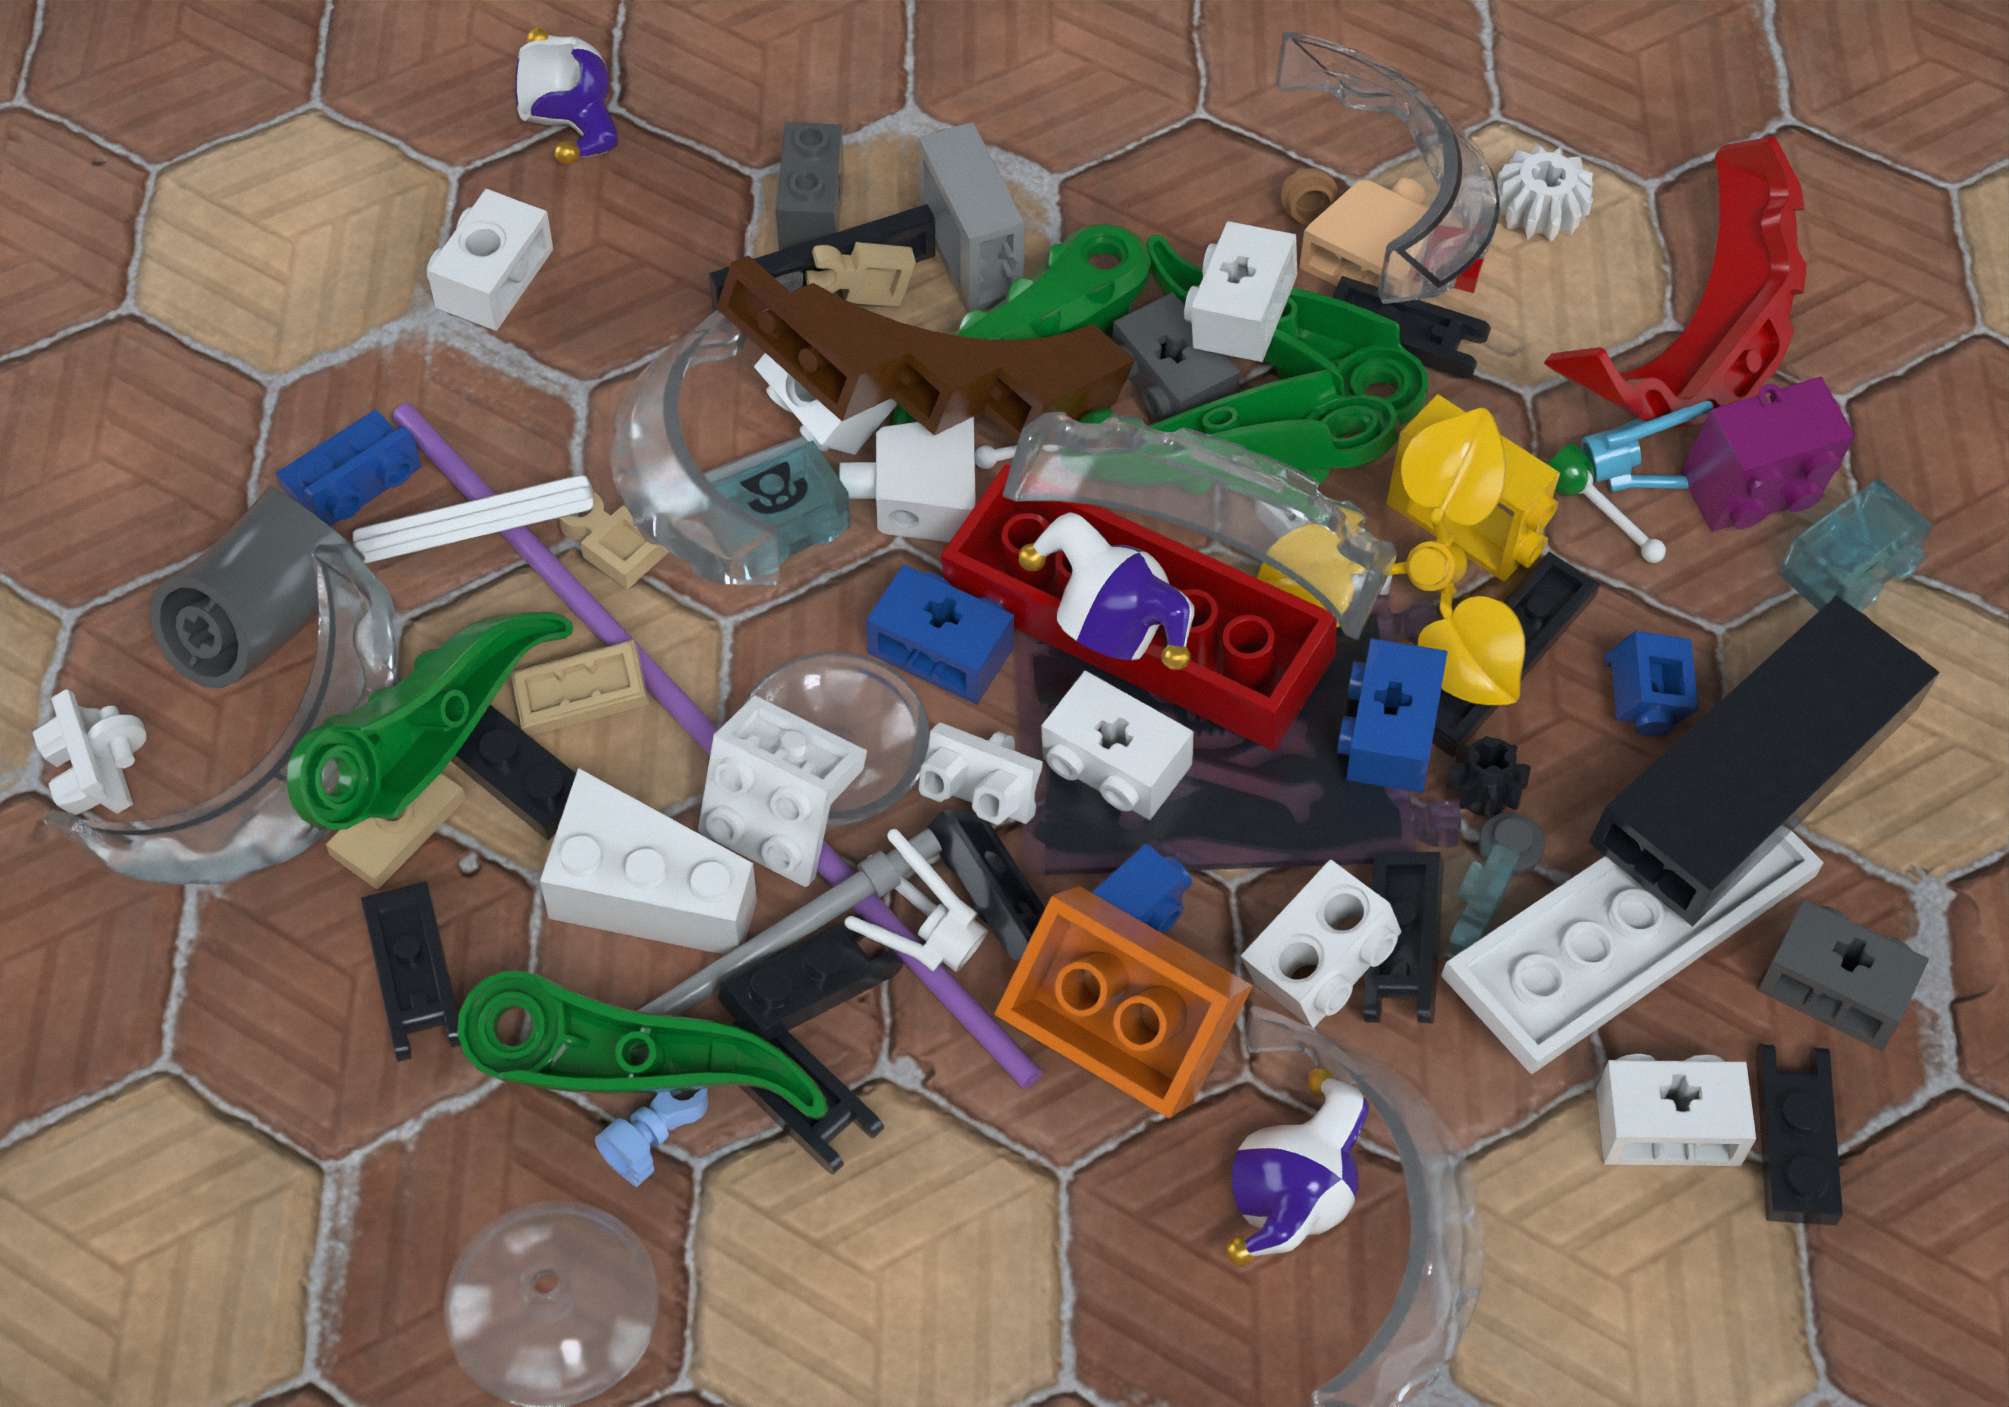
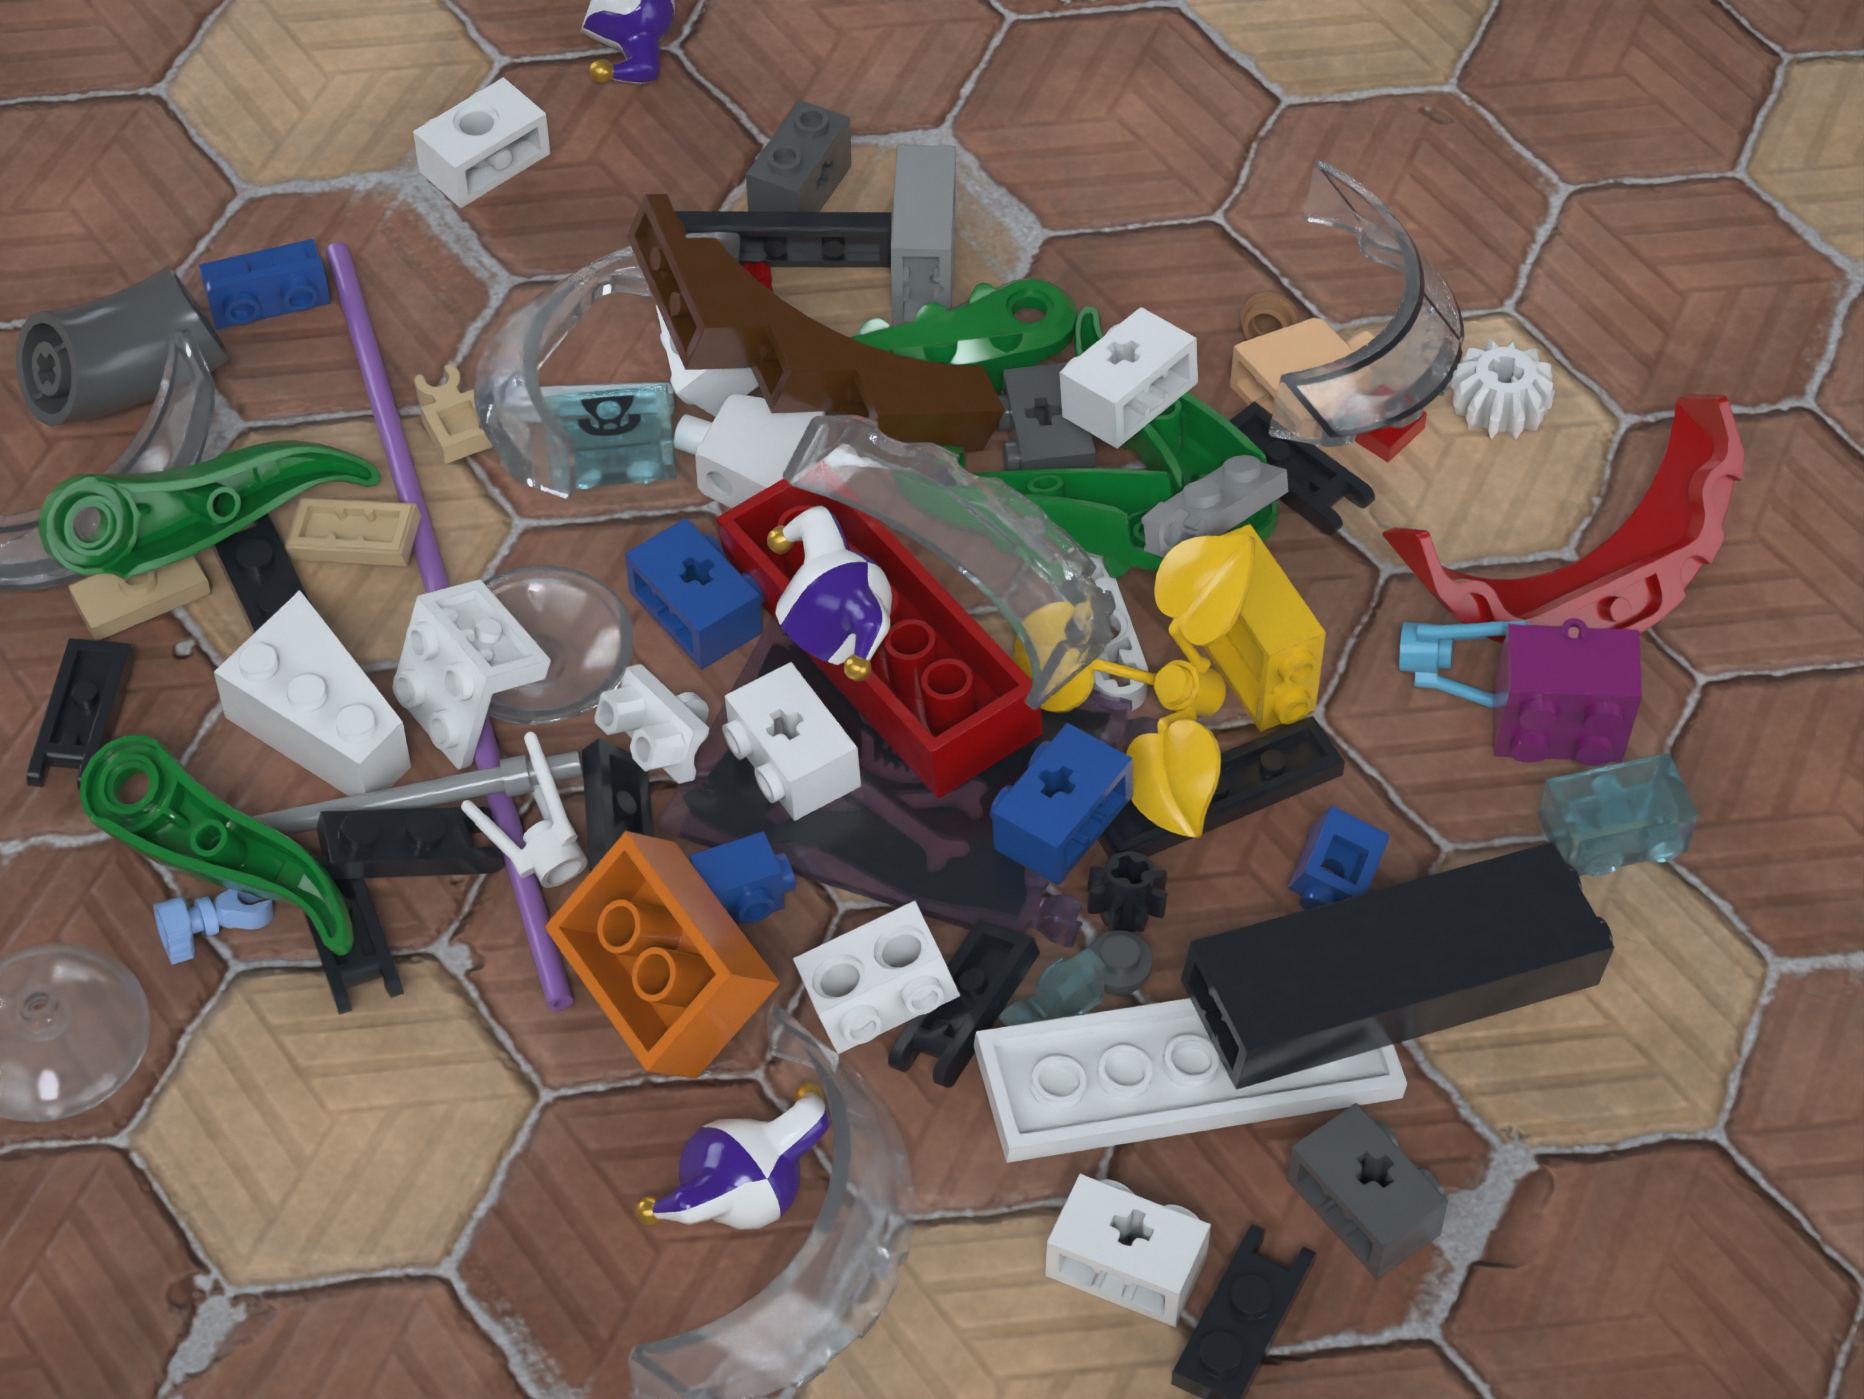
camera: 25 degrees right, 5 degrees down
(474, 518) = (341, 357): white axle -> none
(868, 276) = (807, 260): tan plate -> none
(1385, 384) = (1214, 503): none -> light grey hinge
(1577, 478) = (1377, 652): hinge -> none

